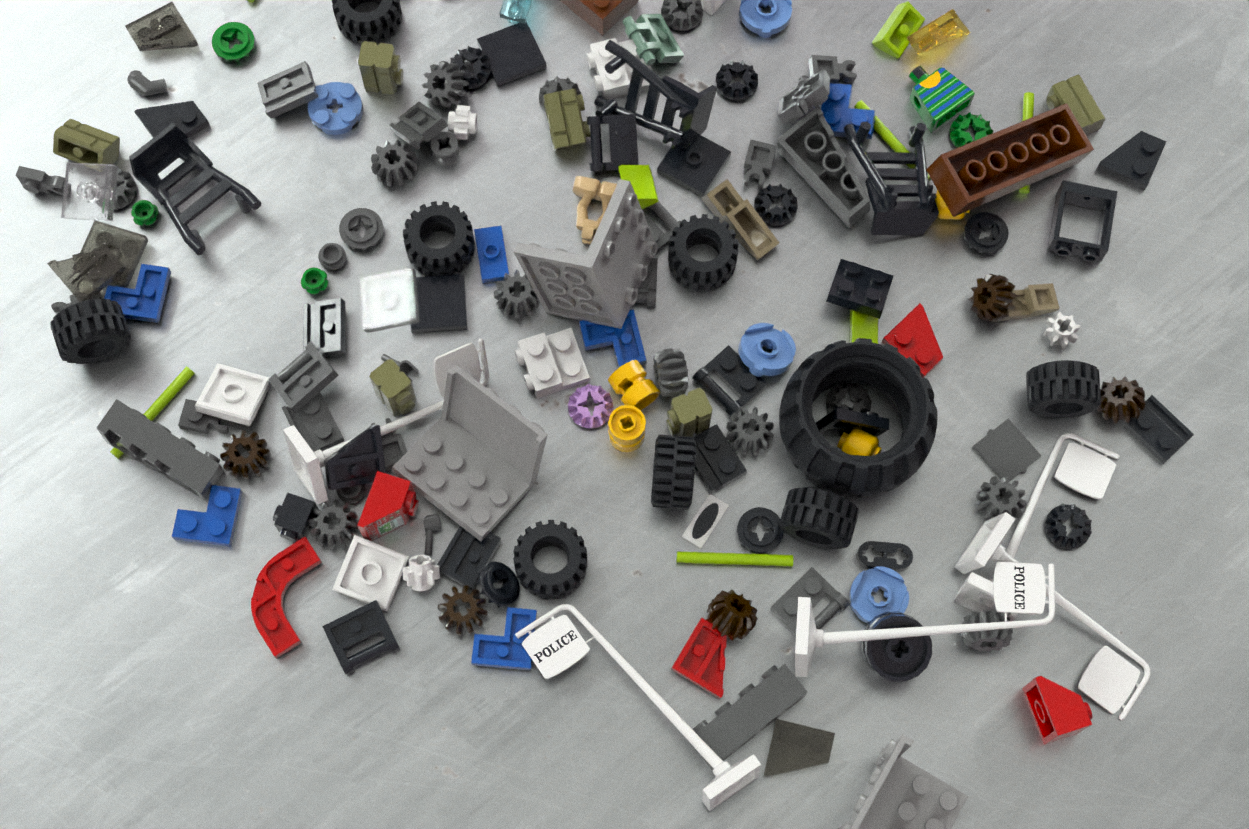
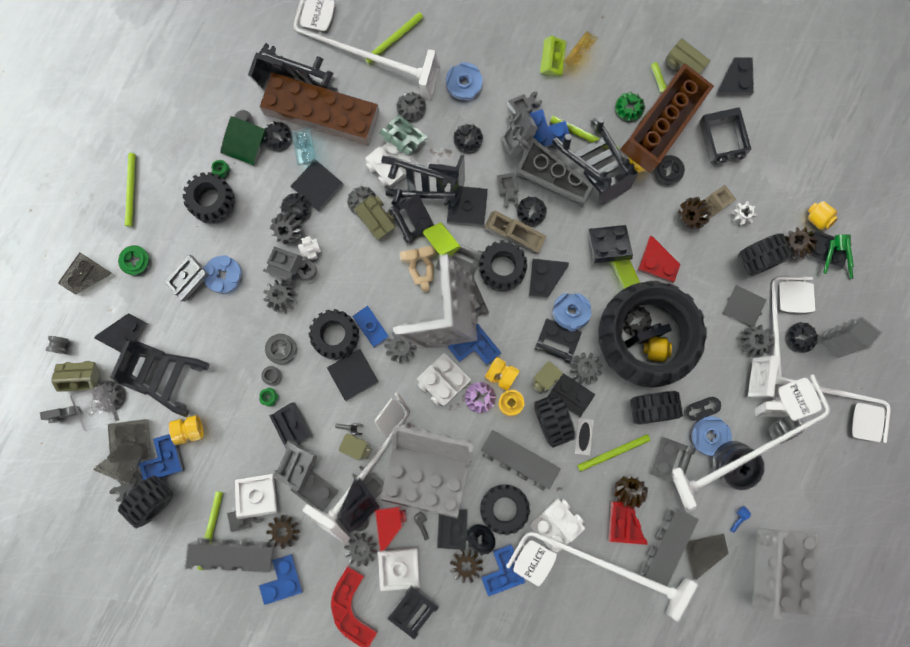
camera: 20 degrees left, 10 degrees up
(83, 98) = (56, 344): none -> dark grey wheel
(141, 207) = (131, 403): green plate -> none
(145, 86) = (91, 317): dark grey arm -> none
(193, 272) = (189, 429): none -> yellow wheel
(294, 516) = (334, 557): black brick -> none
(380, 67) = (239, 237): olive brick -> none
(389, 300) = (322, 388): clear plate -> none
(421, 573) = (430, 555): white gear -> none
(603, 507) = (521, 460): none -> dark grey brick
(613, 614) = (558, 524): none -> white plate
(670, 372) = (521, 354): dark grey gear -> none
(753, 294) = (545, 276): none -> black wing
(769, 521) = (623, 419): black gear -> none
(876, 721) = (744, 515): none -> blue hand
(938, 96) = (599, 91): green torso -> none
(1056, 709) = (851, 462): red slope -> none
(1128, 539) = (850, 337): none -> dark grey brick
(1169, 379) = (822, 215): none -> yellow head
(1178, 424) = (843, 243): none -> green plant

